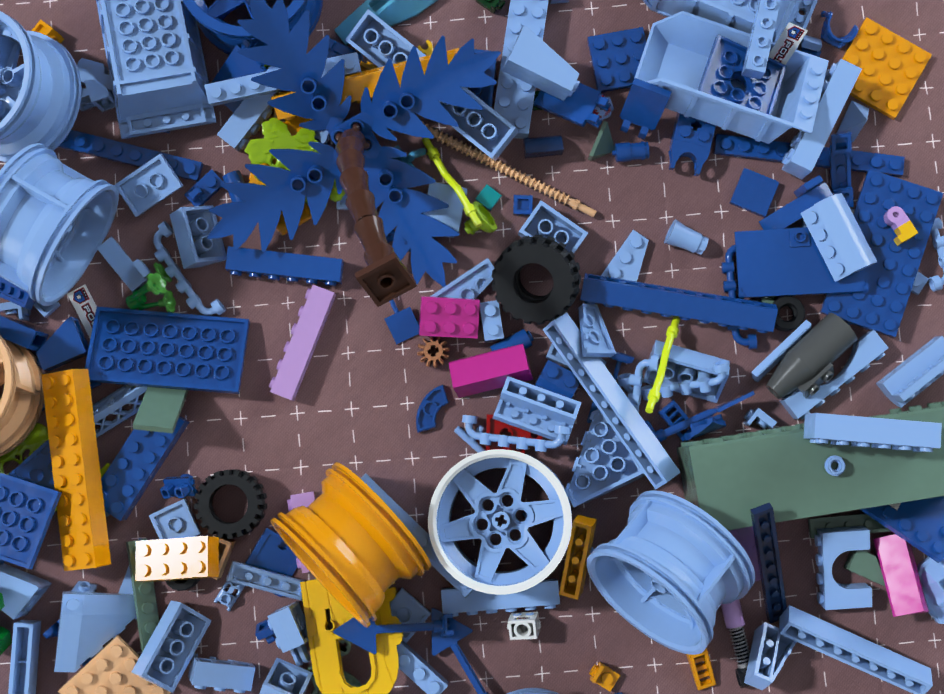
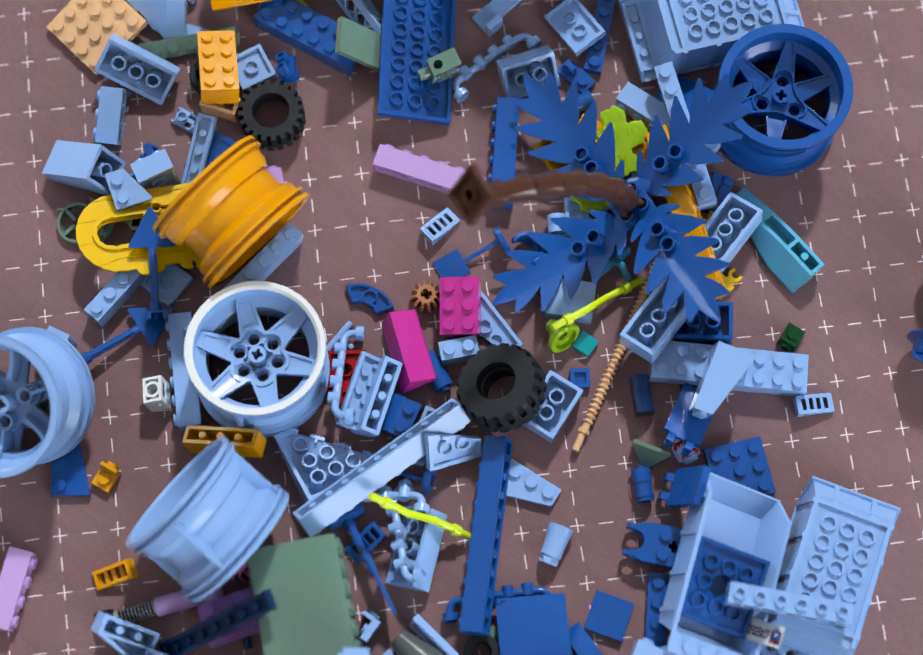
camera: 85 degrees right, 10 degrees down
(156, 284) = (476, 32): bright green plant -> none
(189, 318) = (441, 67): none -> sand green torso
(310, 657) = (125, 190): none -> light blue wing
(367, 347) = (436, 220): none -> light blue slope
(705, 426) = (359, 567): blue slope -> none

